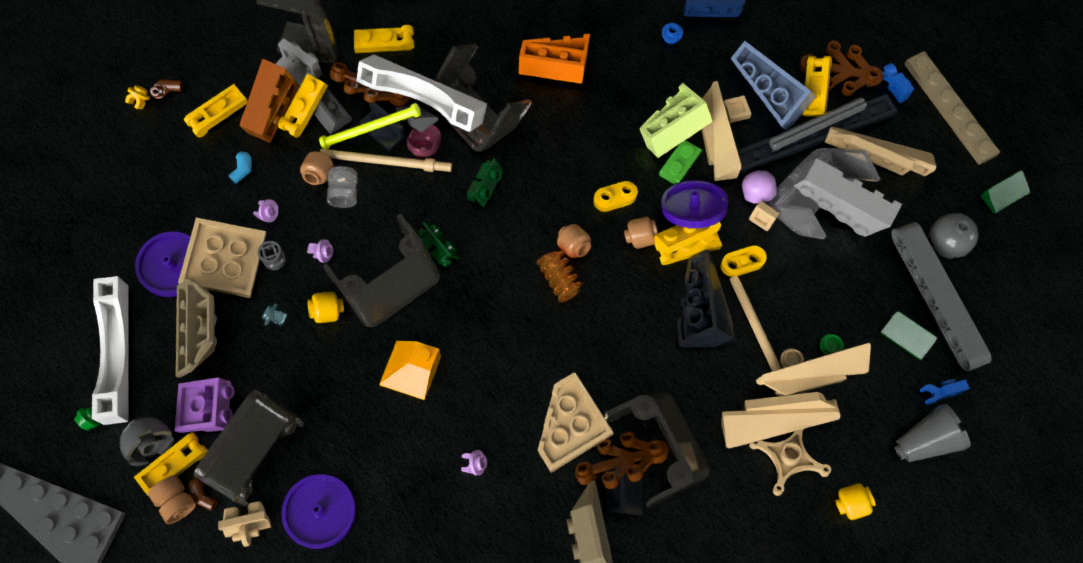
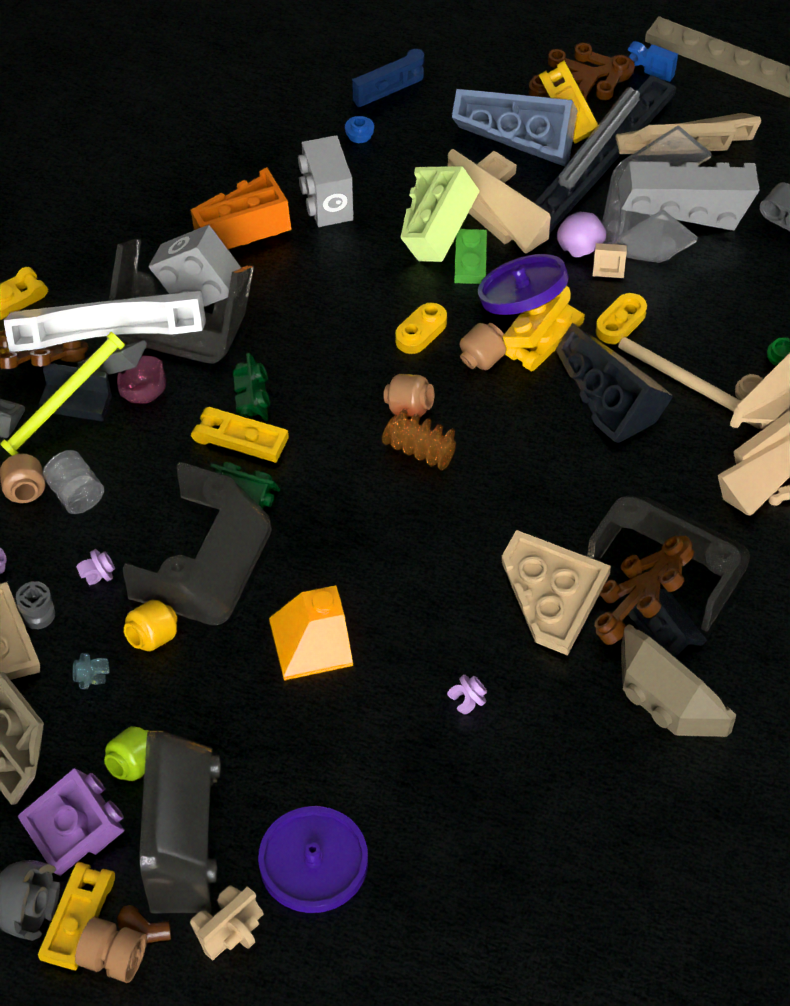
camera: 30 degrees left, 15 degrees down
(264, 380) = (127, 754): none -> lime head
(428, 164) = (165, 406): tan bar -> none
(459, 209) = (240, 434): none -> yellow plate
(496, 83) = (195, 264): none -> light grey brick
(620, 62) = (326, 181): none -> light grey brick

